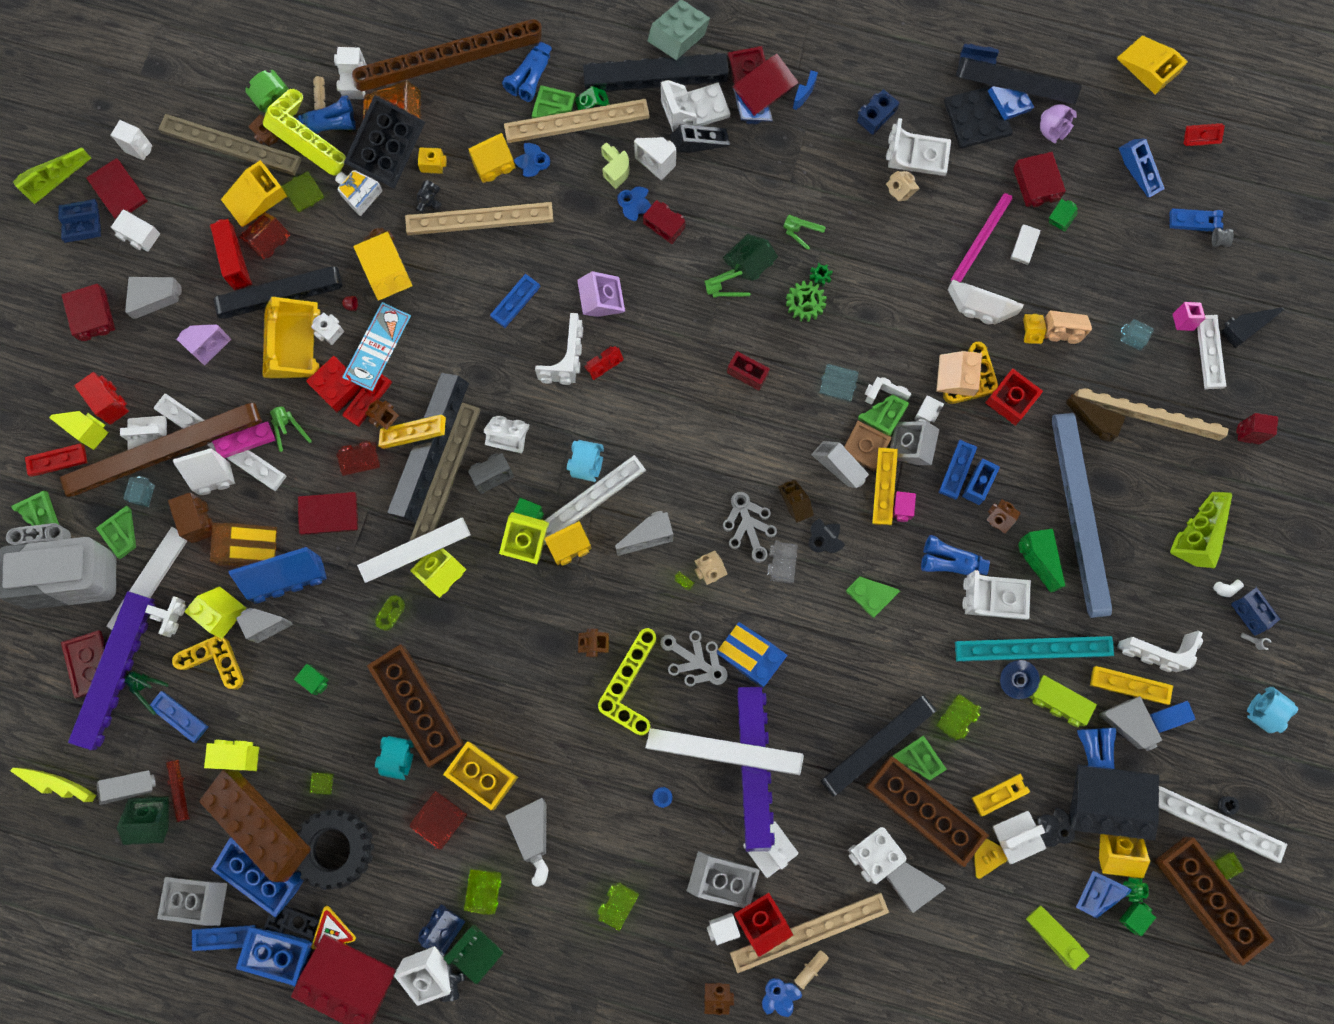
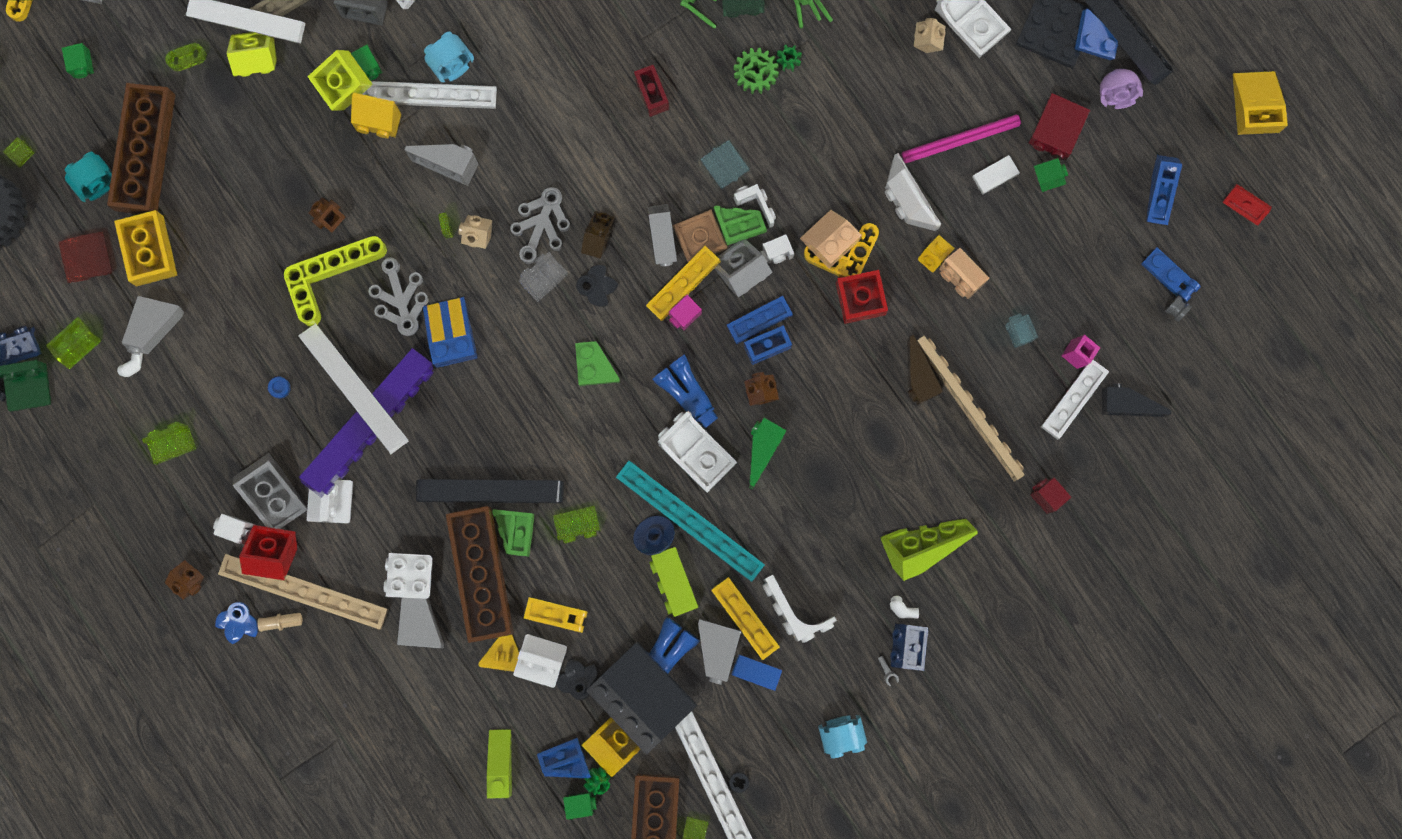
camera: 40 degrees right, 5 degrees up
(1081, 515) = (832, 444): sand blue beam -> none

